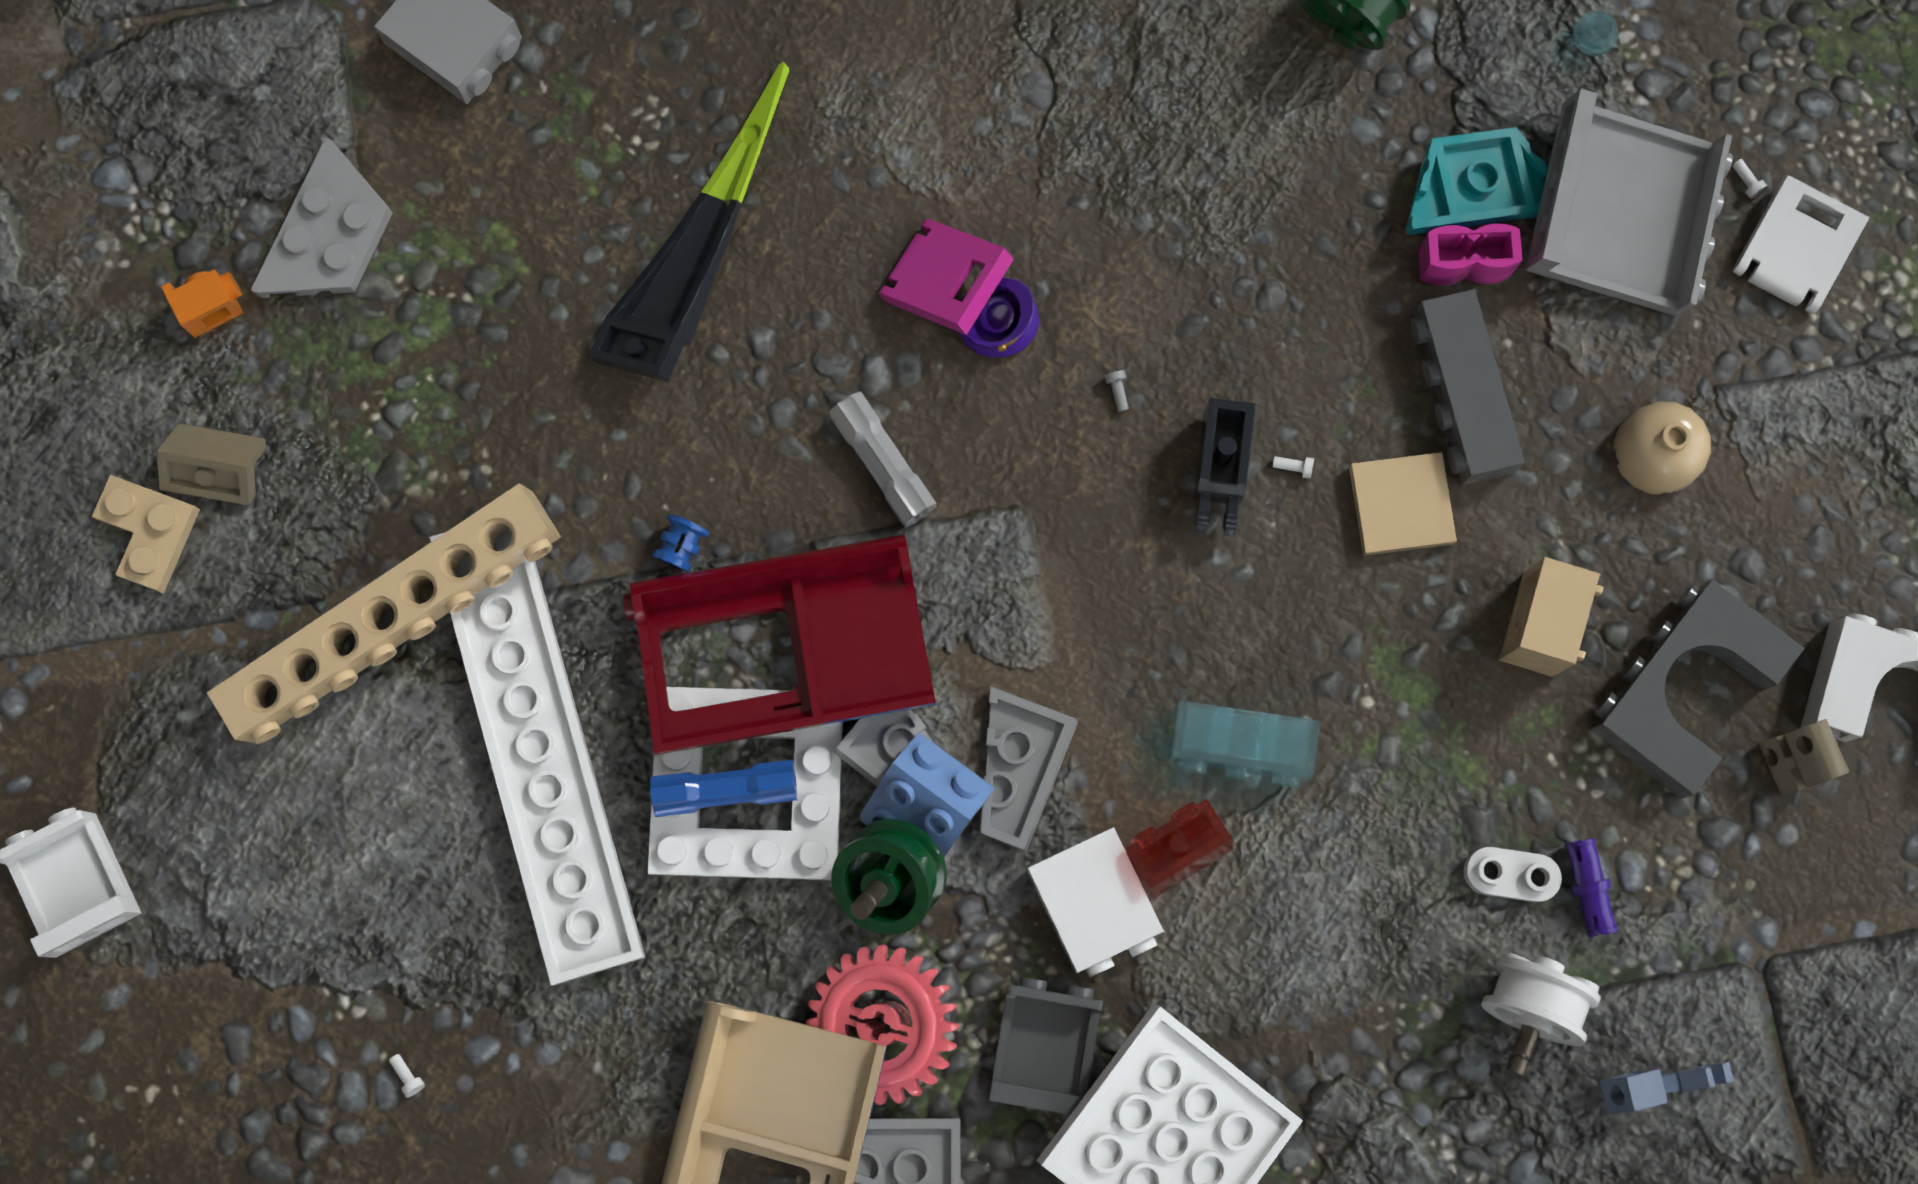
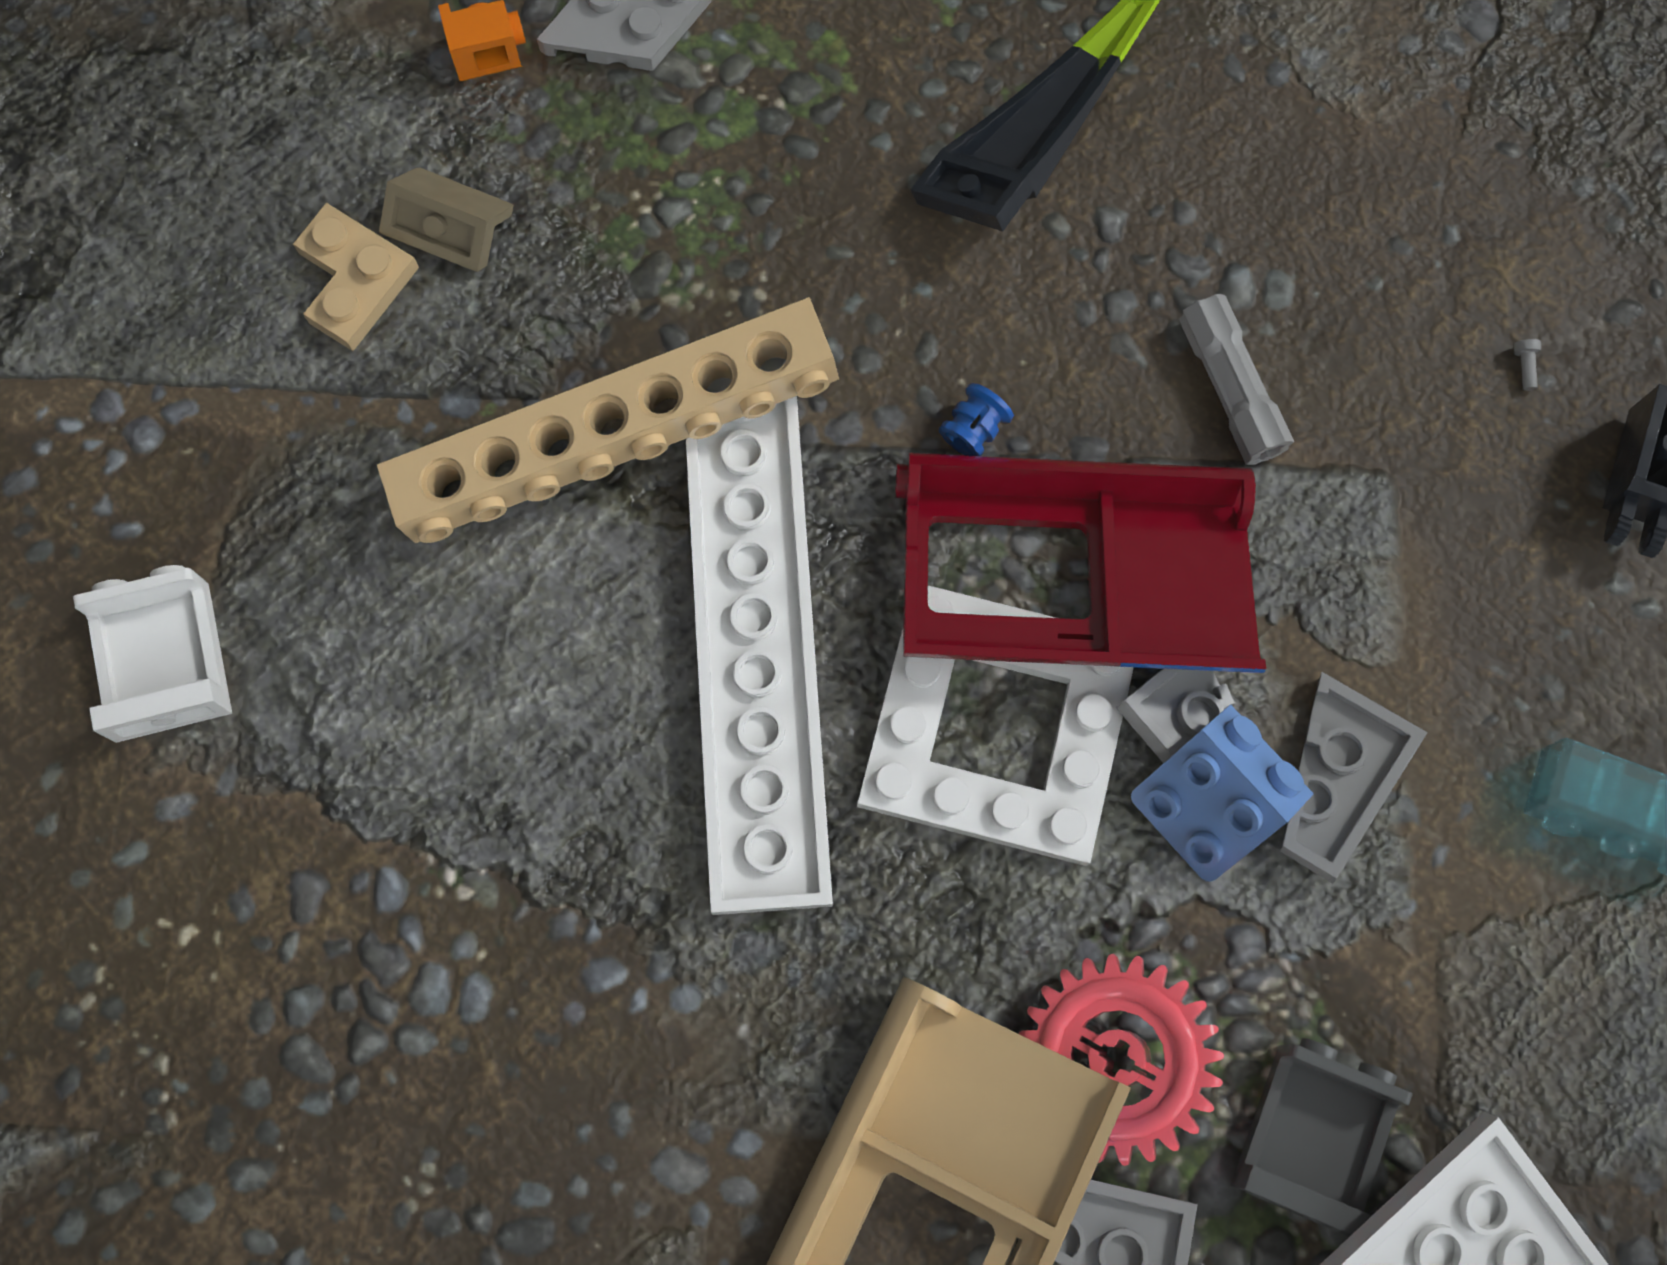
camera: 10 degrees right, 5 degrees down
(411, 1084) = (508, 997): white piece -> none
(690, 792) = (1022, 721): blue axle -> none
(889, 876) = (1165, 873): dark green wheel -> none
(936, 269) = (1339, 176): dark pink container -> none
(1005, 322) = (1401, 248): dark purple piece -> none
(1096, 903) = (1415, 967): white brick -> none
(1179, 847) = (1536, 921): clear red brick -> none

